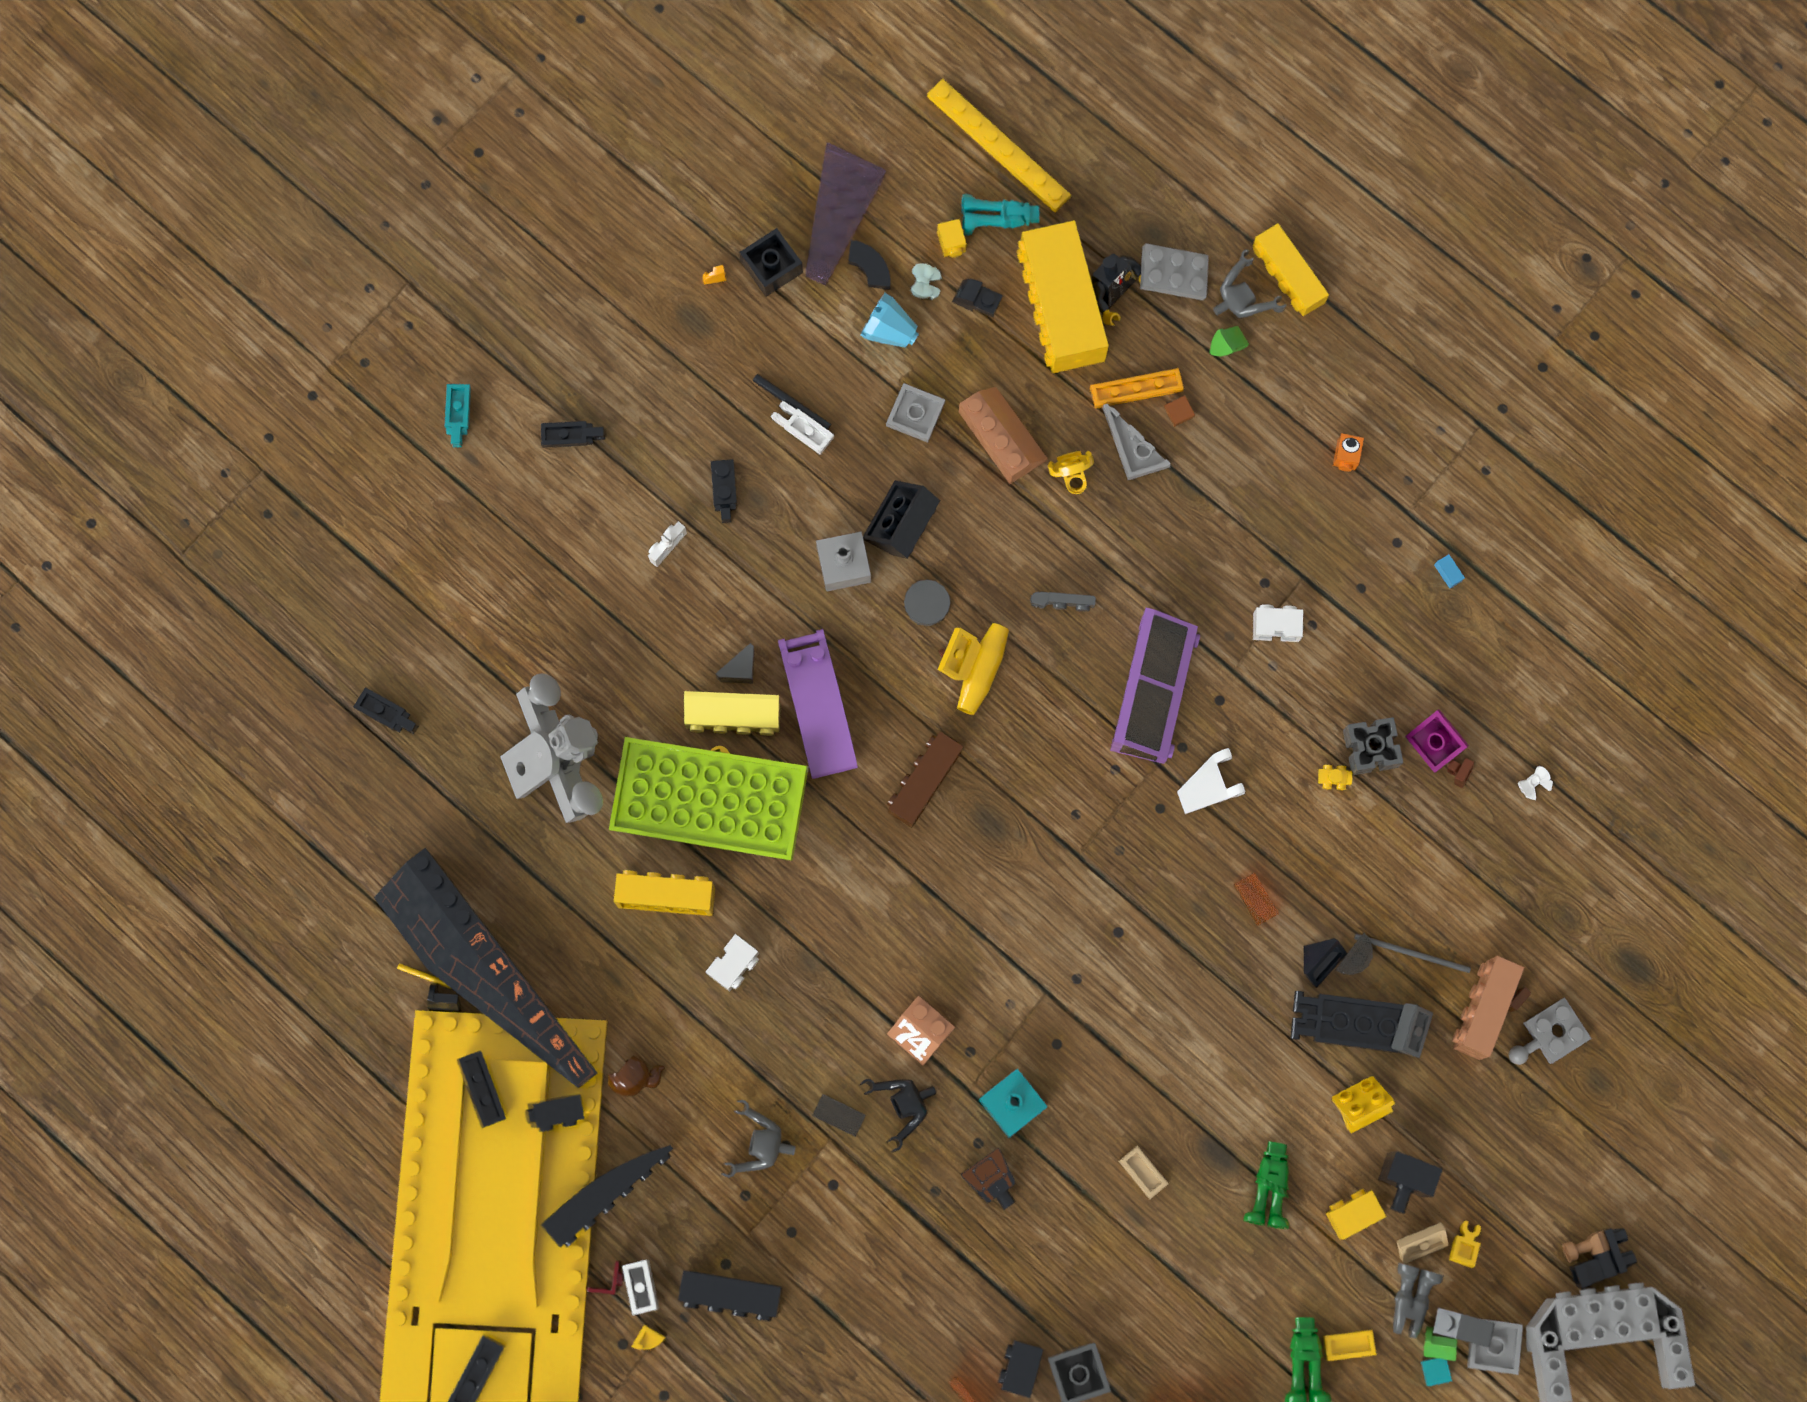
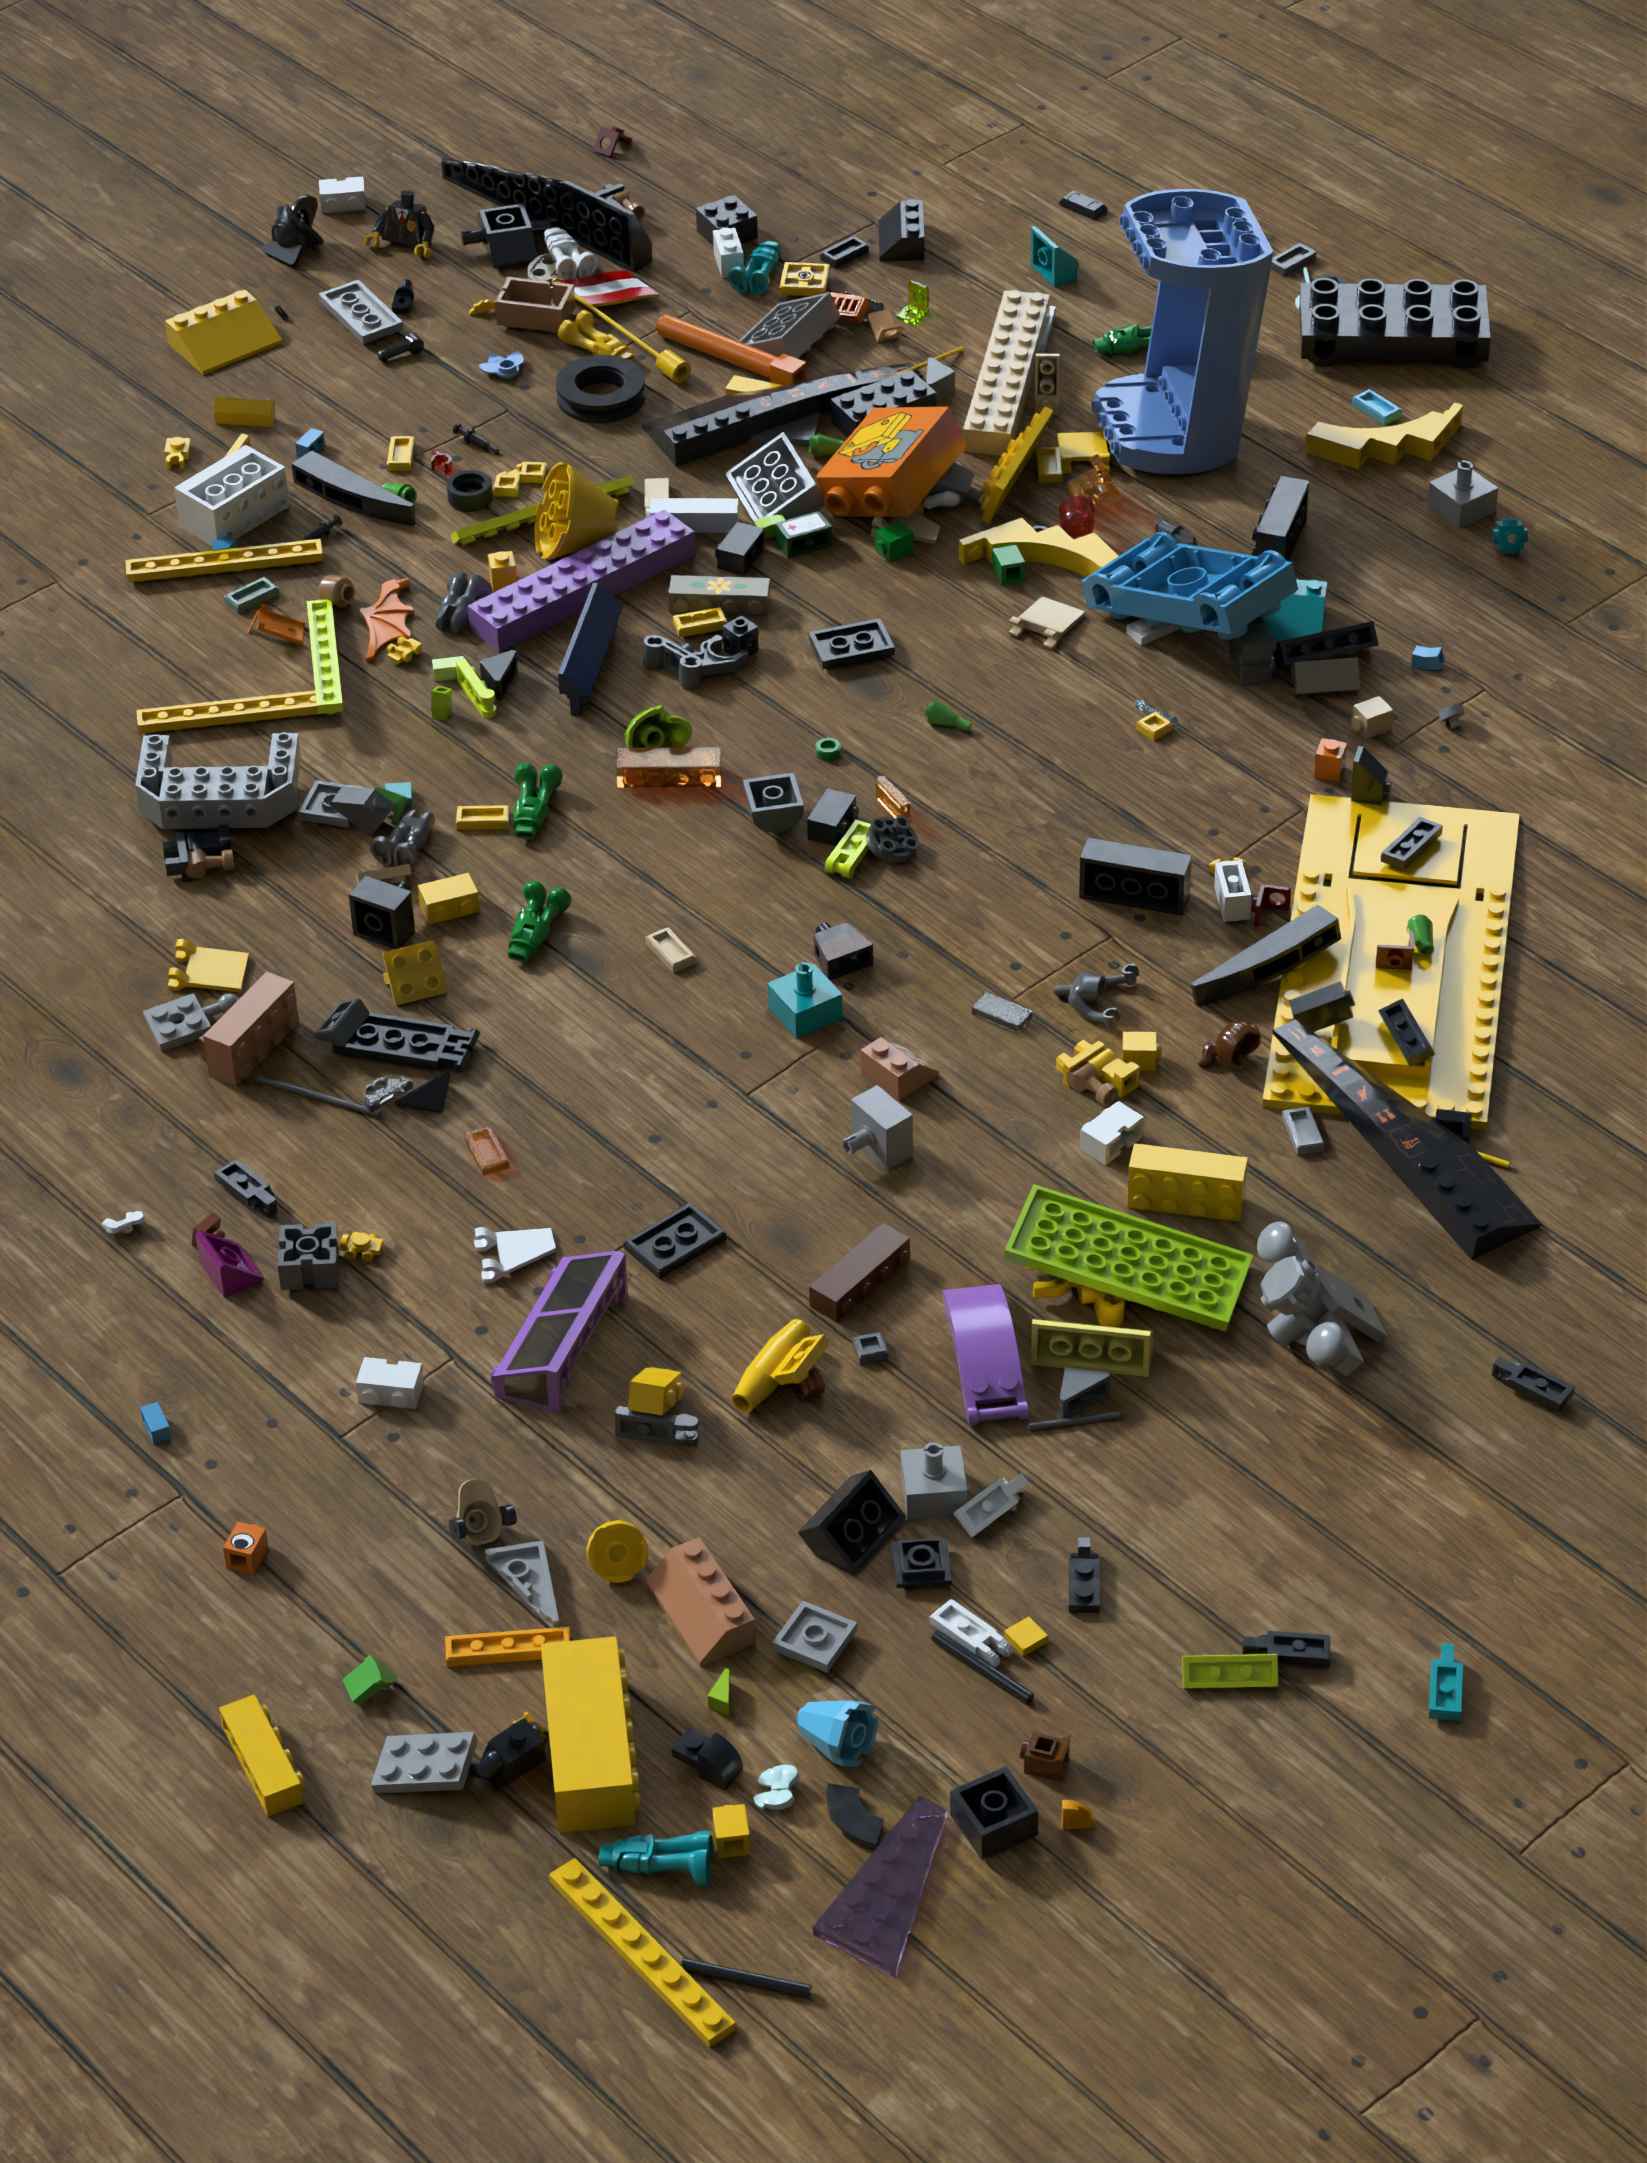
camera: 170 degrees left, 35 degrees down
(467, 1236) = (1422, 933): none -> bright green cone
(488, 1195) = (1396, 956): none -> bracket
(571, 990) = (1303, 1130): none -> light grey tile
(612, 408) = (1230, 1671): none -> neon yellow plate
(671, 538) = (1164, 1517): white plate -> none
(713, 1068) = (1141, 1049): none -> yellow brick
(737, 329) = (1045, 1755): none -> reddish brown window
(741, 646) = (1074, 1421): none -> dark grey axle
(753, 1043) = (1098, 1071): none -> yellow hips
(762, 431) = (1026, 1636): none -> yellow tile
(797, 549) = (990, 1504): none -> white hinge
(841, 502) = (912, 1573): none -> black piece
(905, 1102) = (923, 1008): black piece -> none
(908, 705) = (870, 1348): none -> dark grey tile
(927, 132) = (746, 1977): none -> black bar
(927, 602) = (831, 1443): dark grey tile -> none
(927, 934) = (880, 1128): none -> light grey brick
(961, 1339) = (892, 839): none -> dark grey tile
(976, 355) = (720, 1694): none -> lime piece
(997, 1328) = (850, 850): none -> neon yellow plate
(1067, 625) = (655, 1391): none -> yellow hinge
(1081, 809) = (675, 1240): none -> black tile
(1179, 411) = (456, 1616): dark orange tile -> none
(1181, 490) = (478, 1514): none -> tan cap
(1240, 297) = (341, 1731): dark grey piece -> none
(1445, 831) = (247, 1187): none -> black hinge
(1464, 1247) = (337, 870): yellow plate -> none
(1545, 1105) = (208, 968): none -> yellow flag

